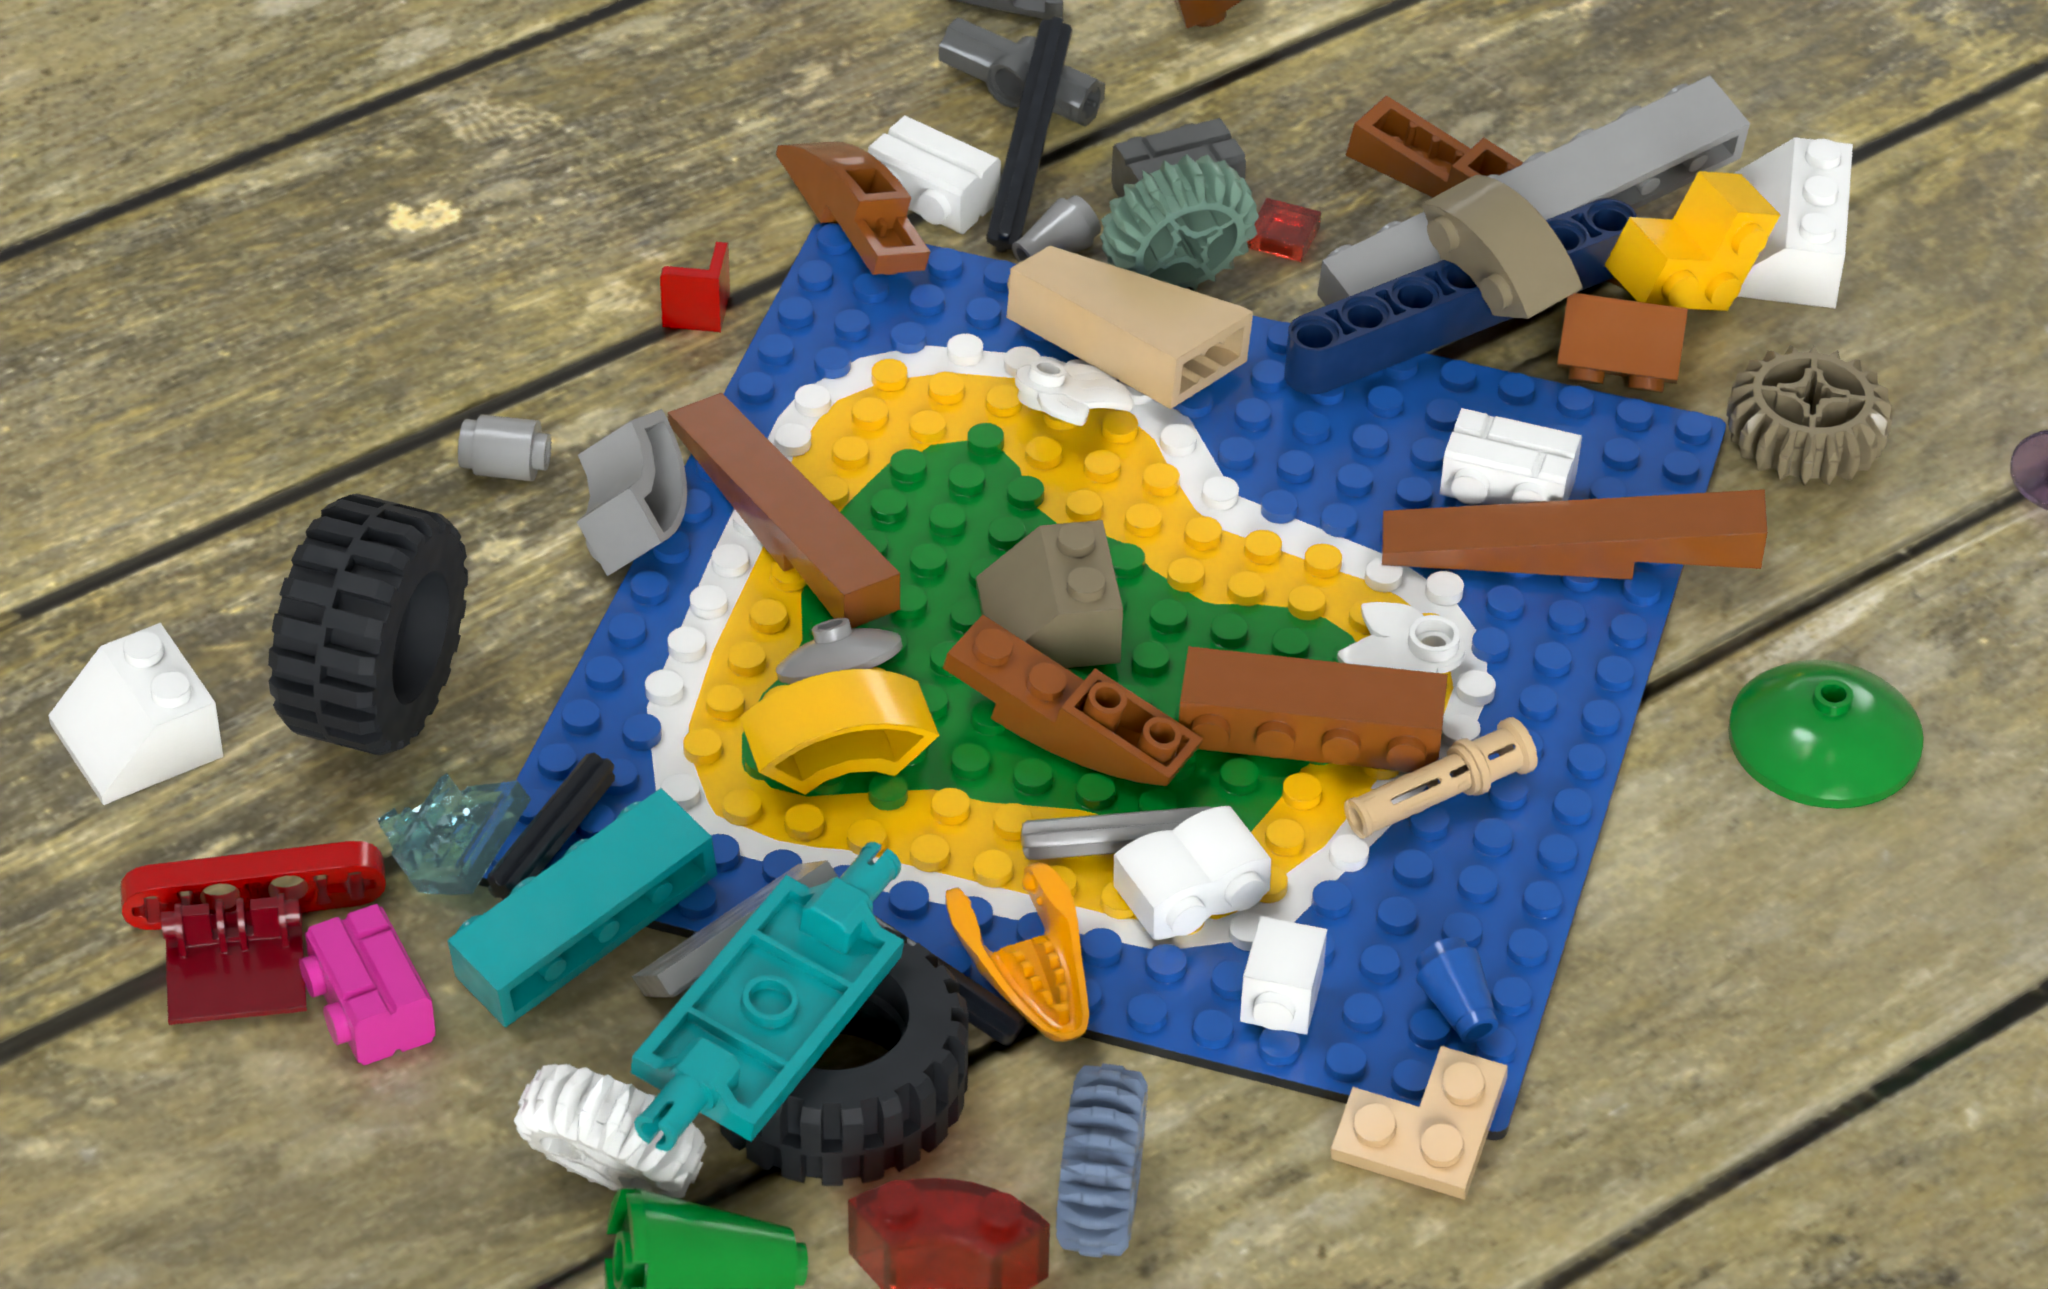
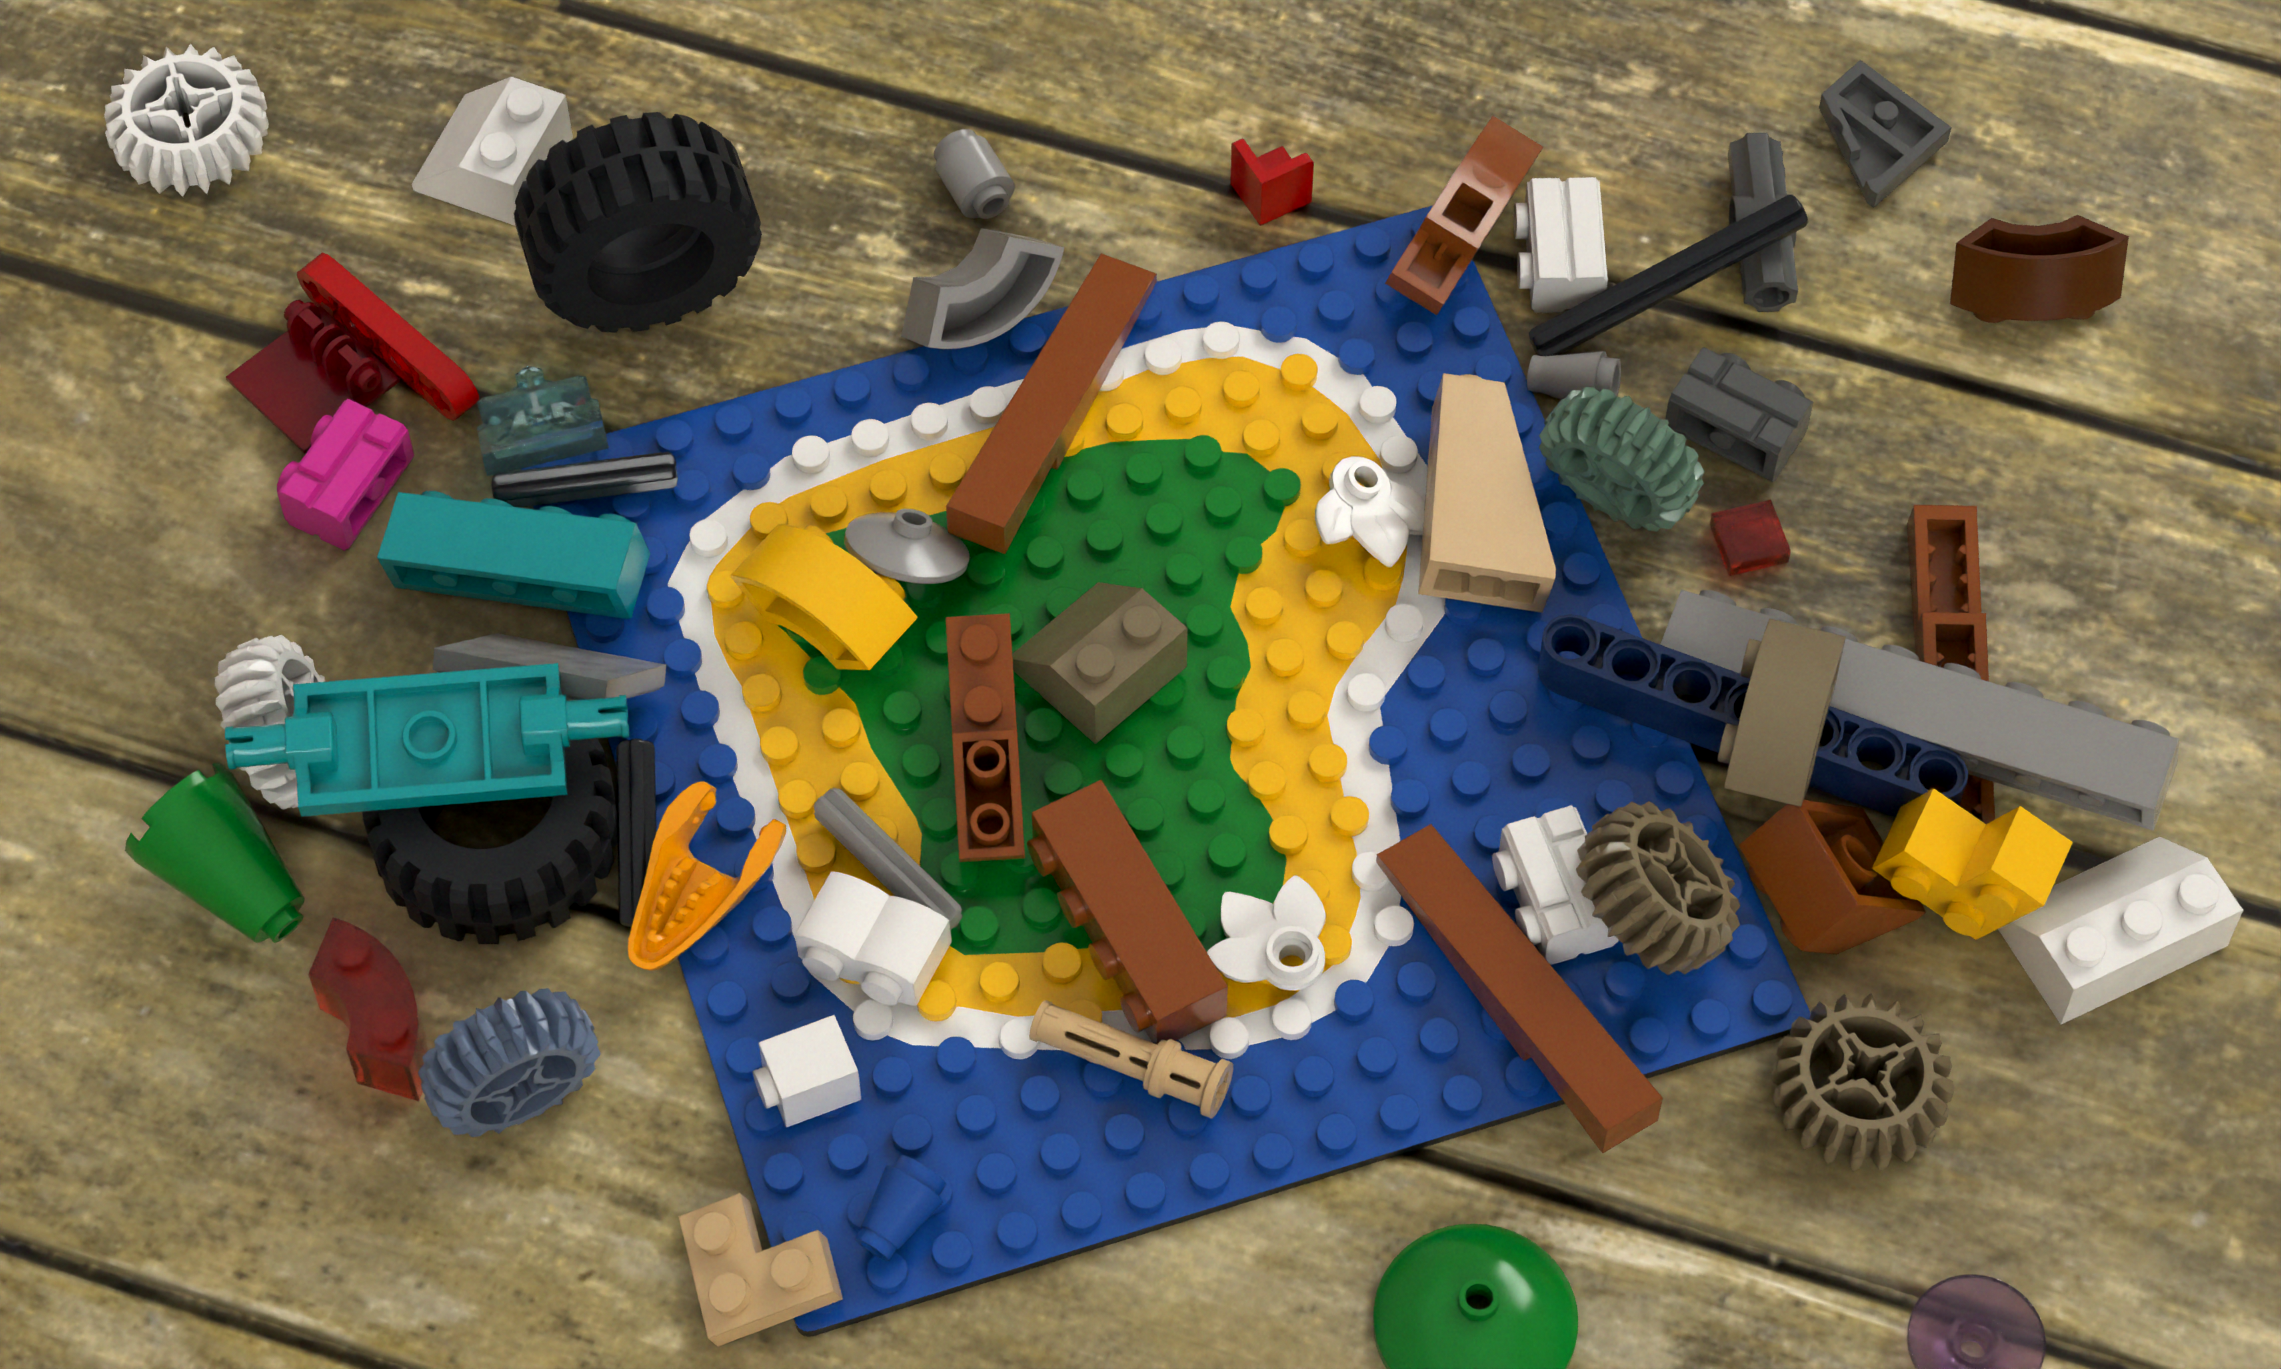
camera: 55 degrees right, 15 degrees up
(1578, 400) = (1658, 888): none -> dark tan gear

